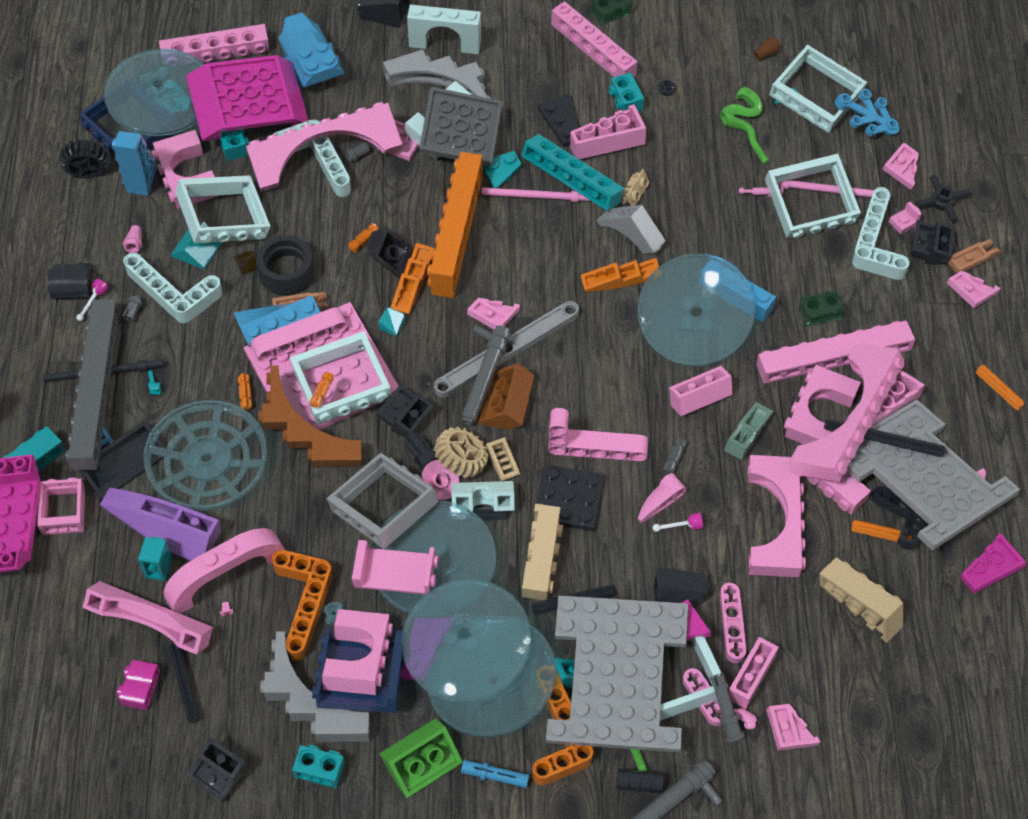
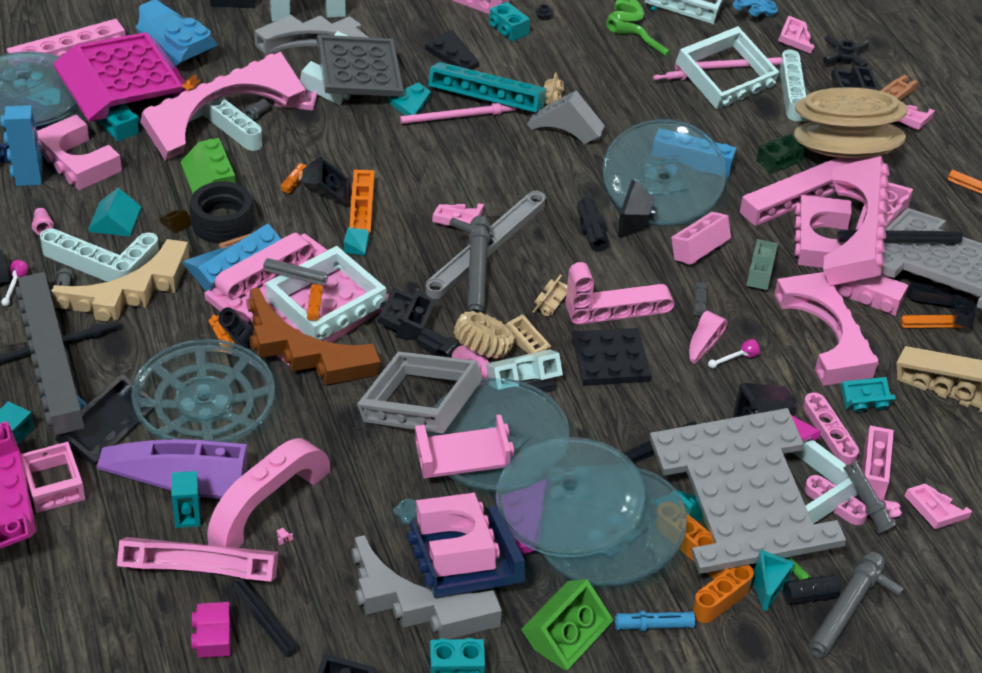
camera: 20 degrees left, 15 degrees down
(155, 388) = (117, 348): teal hand -> none
(188, 330) = (135, 289): none -> tan arch
(222, 186) = (95, 160): light aqua window -> none
(255, 390) = (236, 325): none -> black piece
(291, 212) = (207, 164): none -> bright green slope
(305, 114) = (191, 83): none -> orange axle
(308, 599) = (370, 477): orange beam -> none
(317, 353) = (295, 271): none -> dark grey axle
(455, 225) = (389, 147): orange brick -> none
(507, 398) = (508, 282): dark orange slope -> none
(533, 426) = (545, 302): none -> tan hinge
(541, 552) = (608, 401): tan wedge -> none
(609, 134) = (510, 52): bright pink wedge -> none
(609, 350) = (592, 224): none -> black piece
(609, 761) = (769, 577): none -> teal slope
(617, 276) = (571, 164): orange slope -> none
(650, 348) = (636, 210): none -> black slope
(780, 596) = (866, 394): none -> teal bracket
(895, 295) = (850, 122): none -> tan wheel
(906, 218) = (820, 73): bright pink bracket -> none

